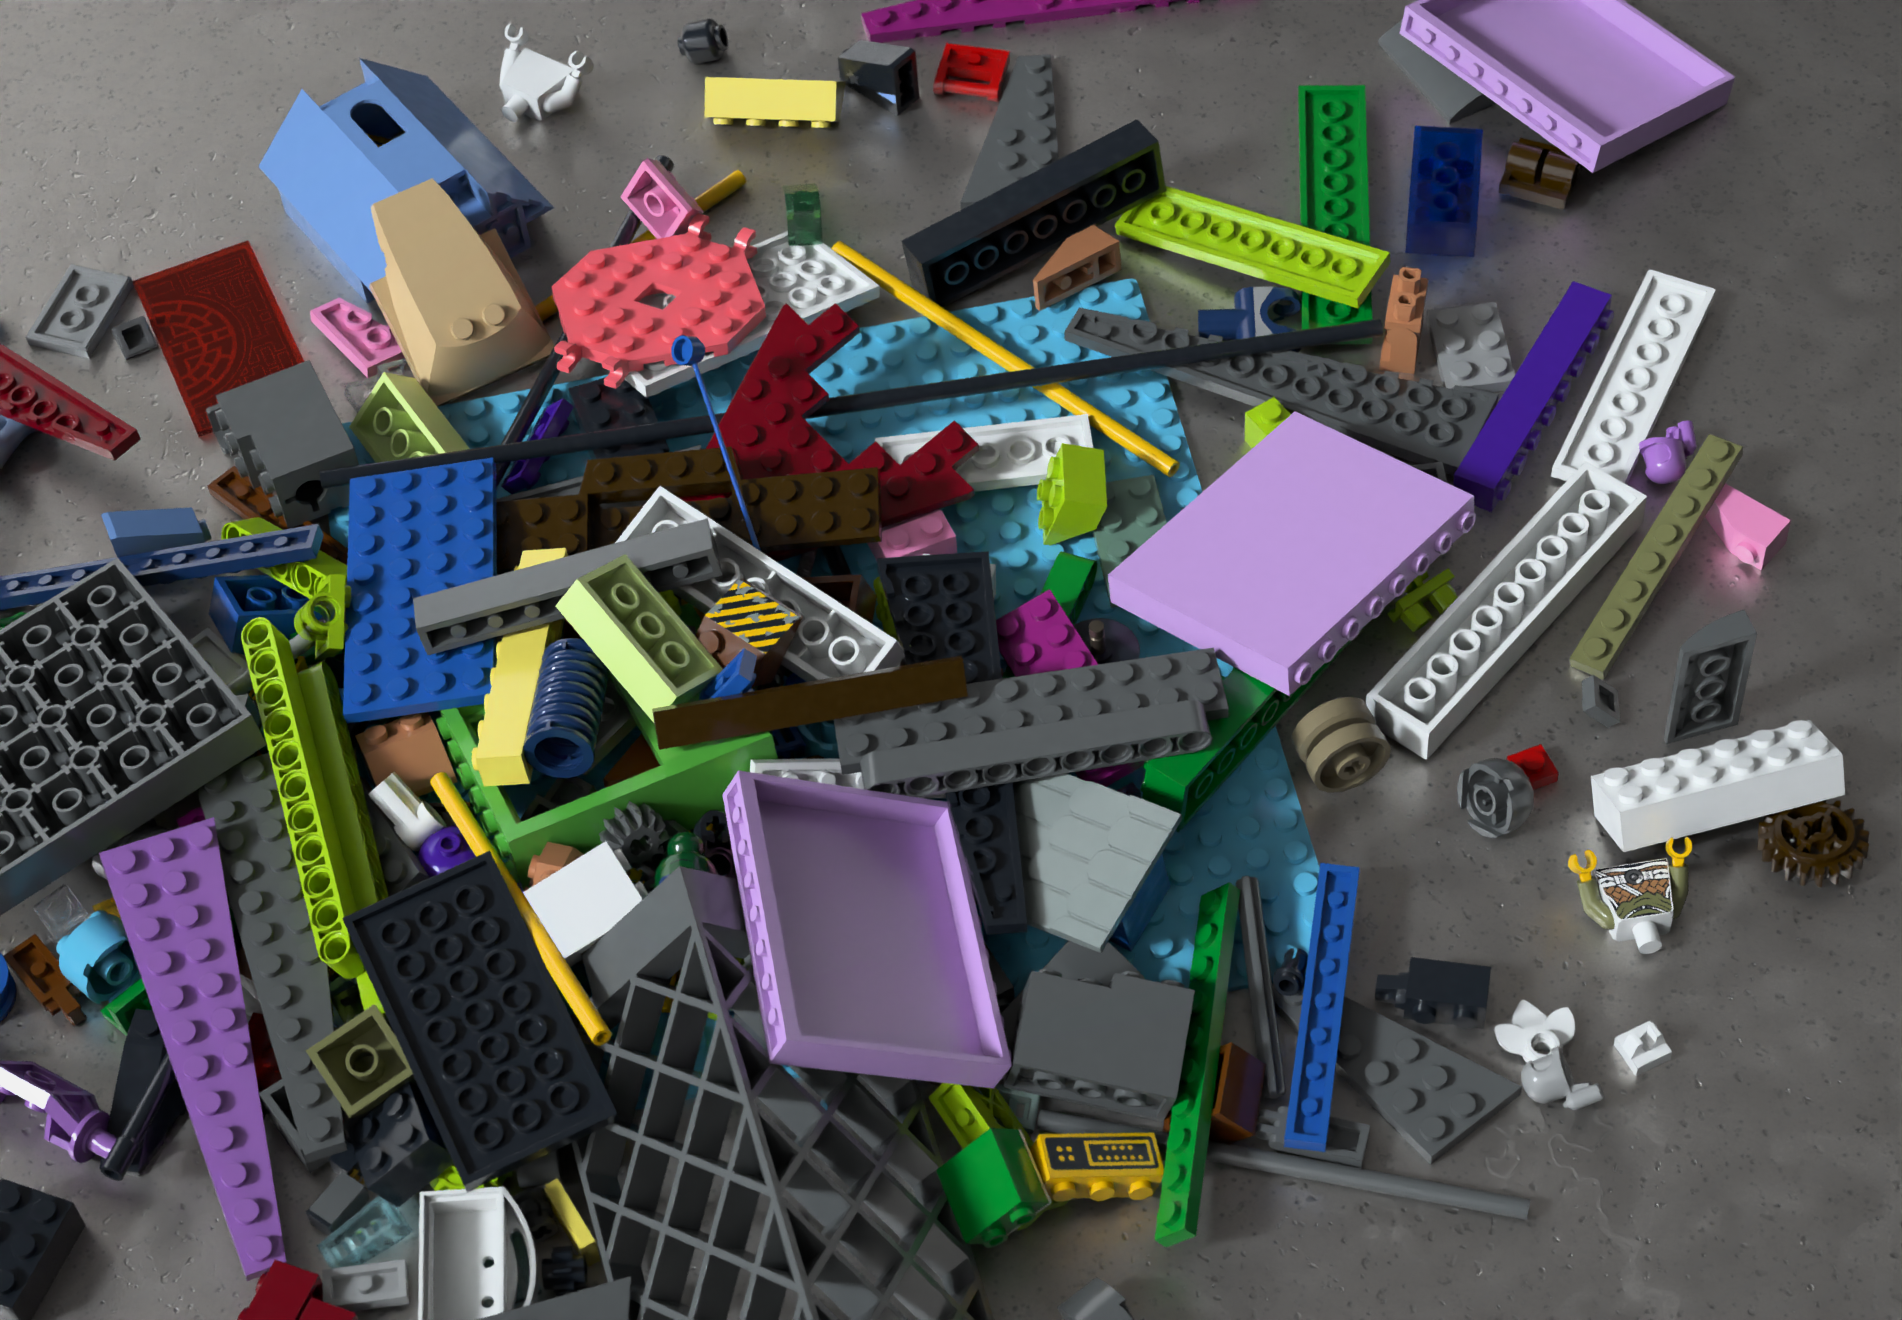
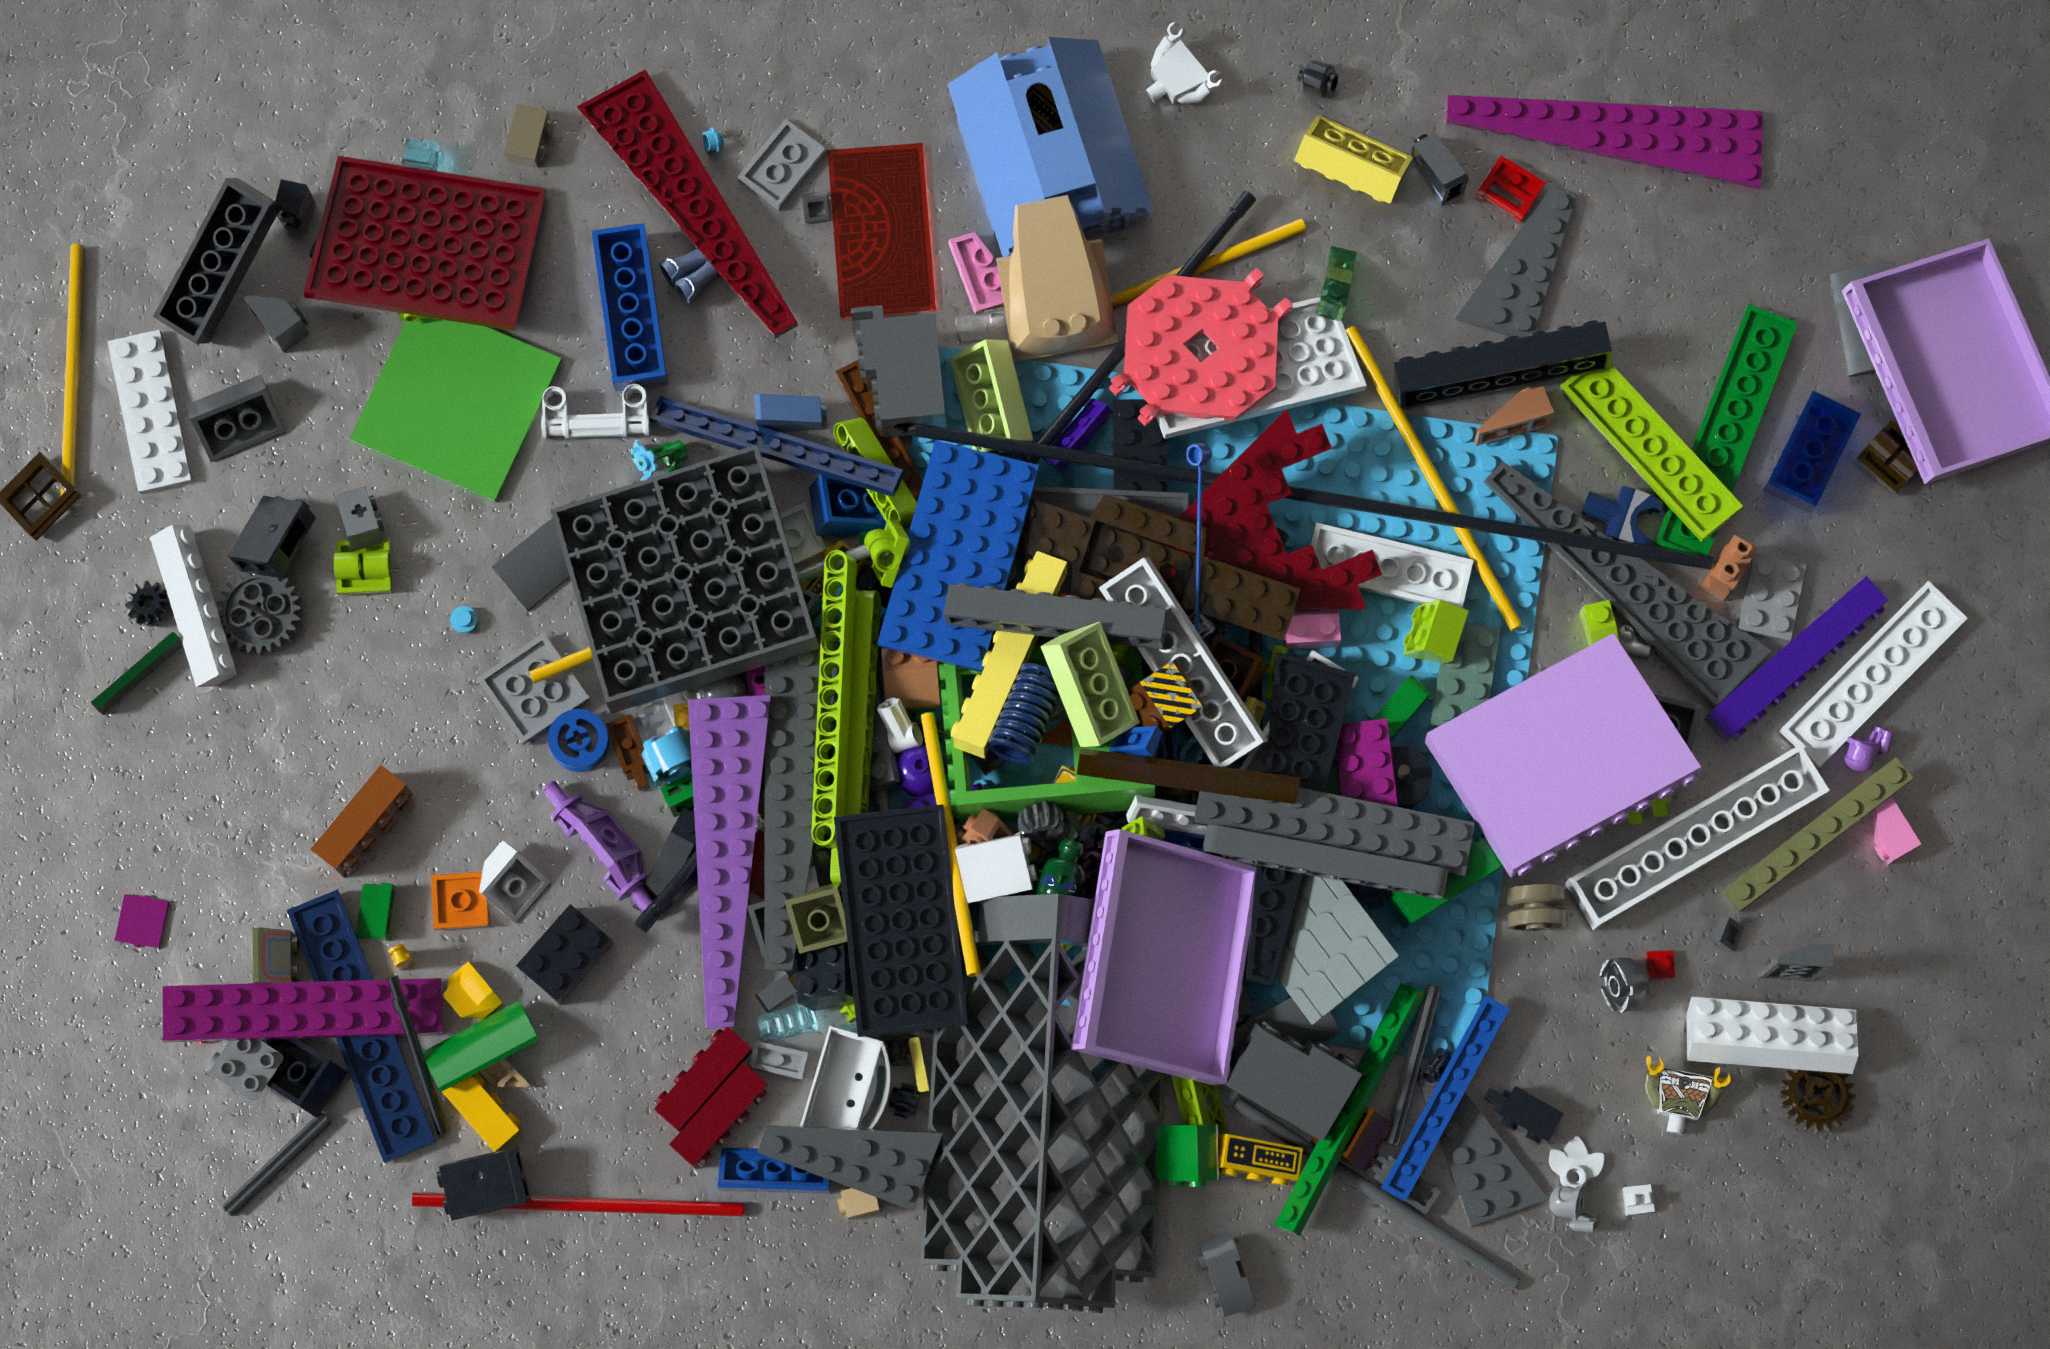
camera: 15 degrees right, 25 degrees up
(660, 200) = (1235, 246): bright pink slope -> none

